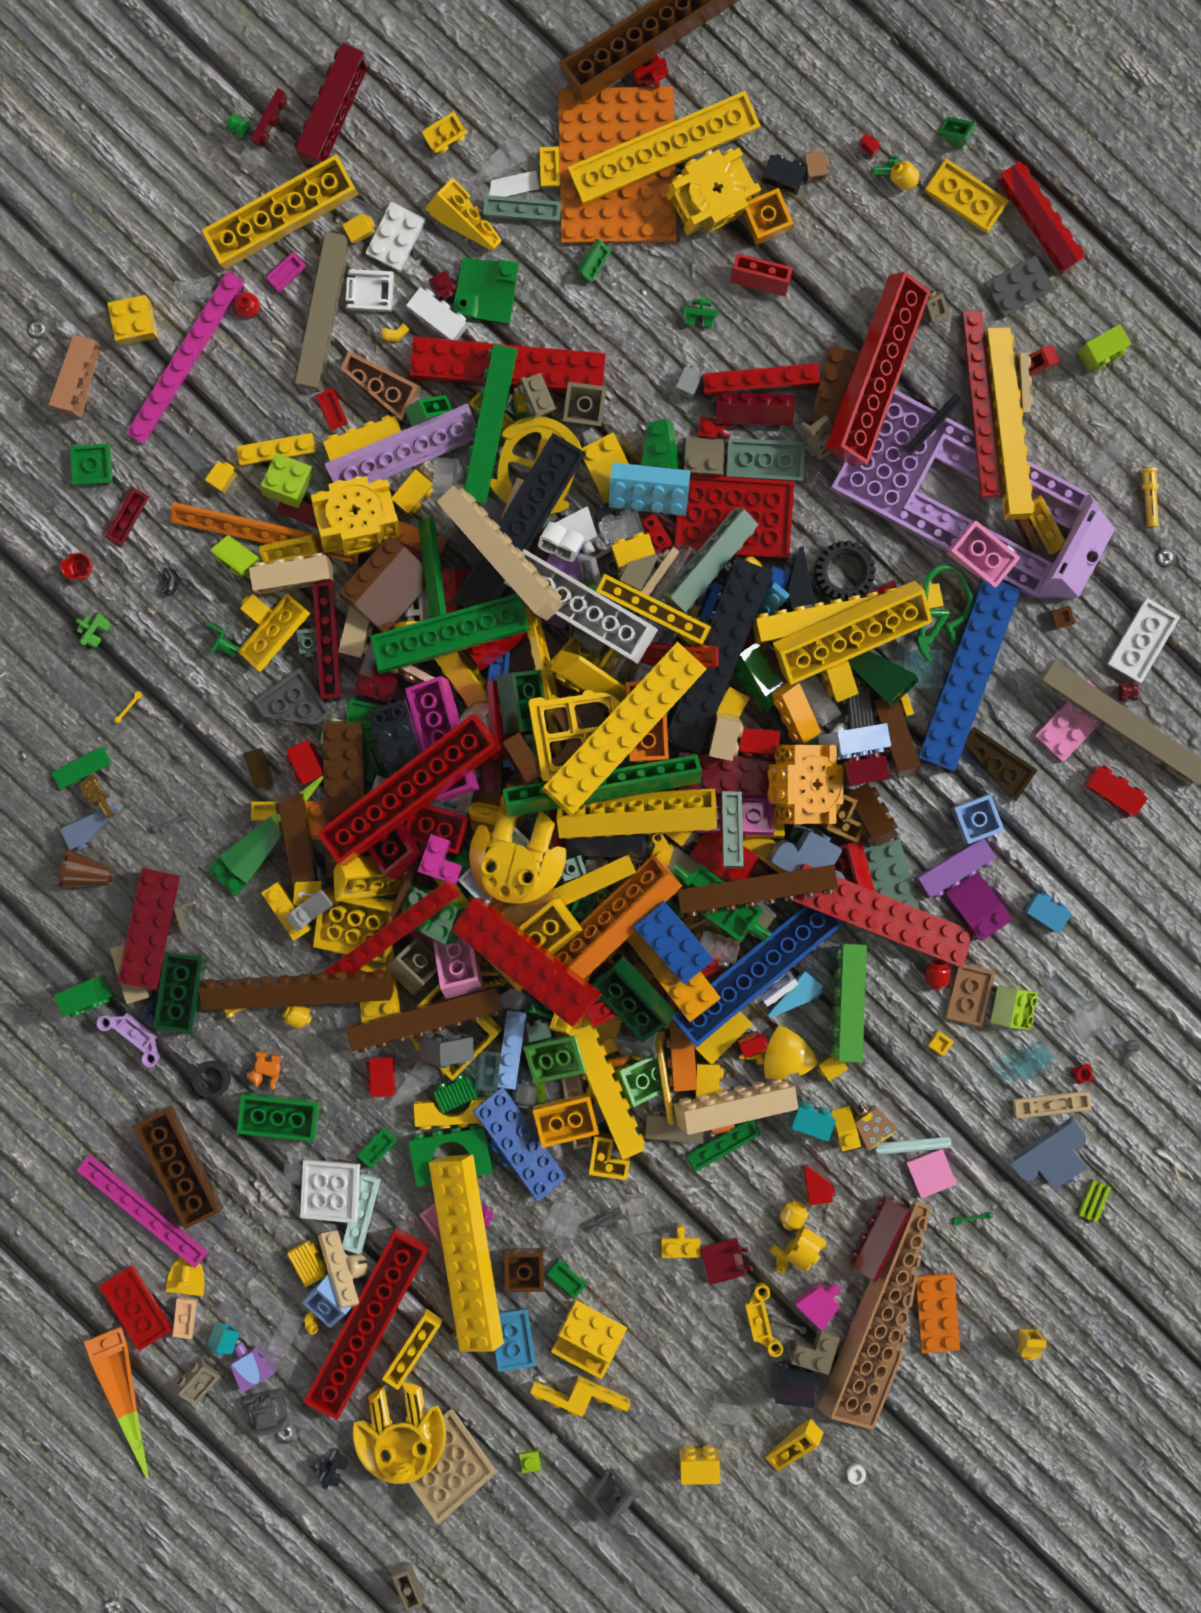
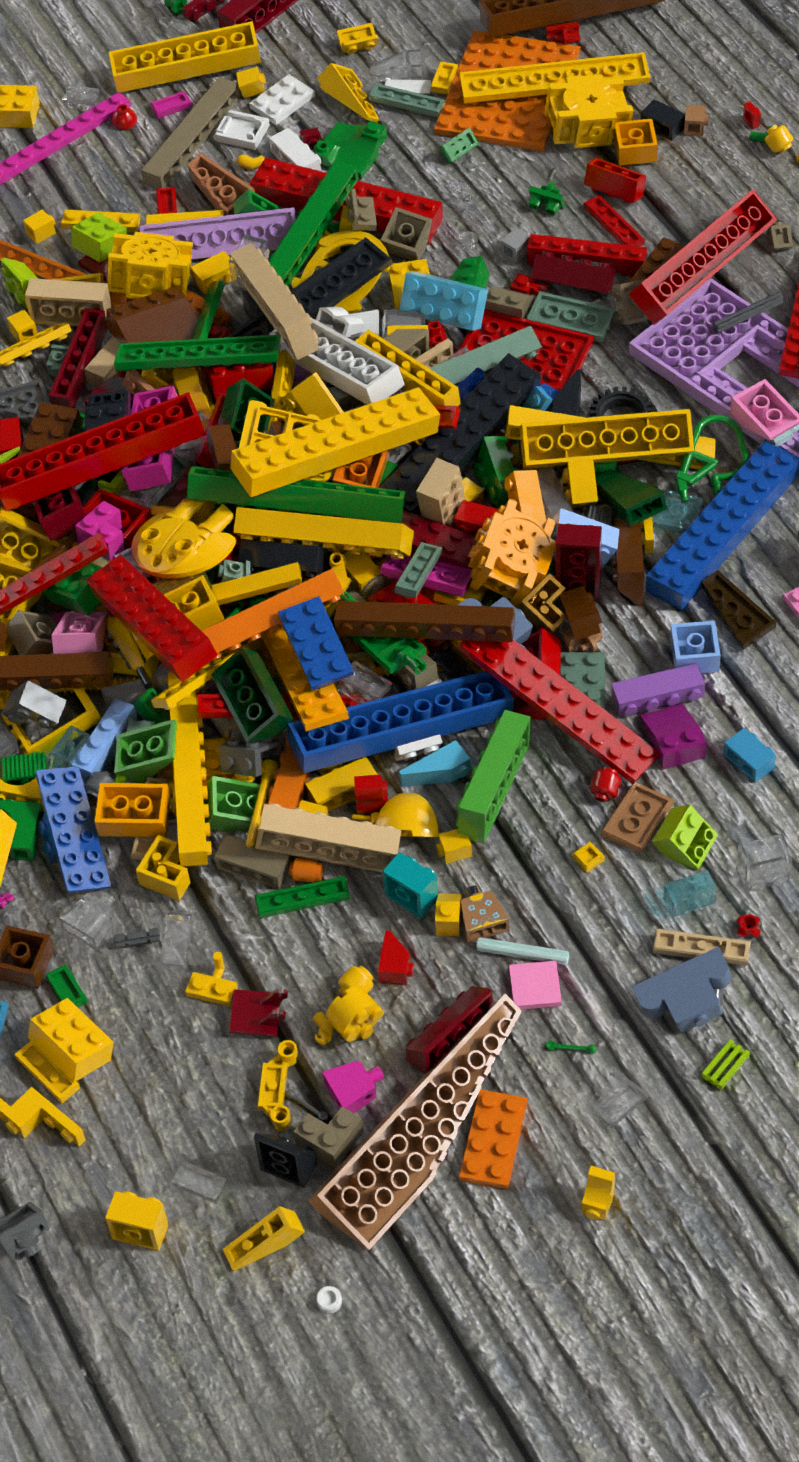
camera: 25 degrees right, 35 degrees down
(771, 324) = (613, 222): none -> red tile

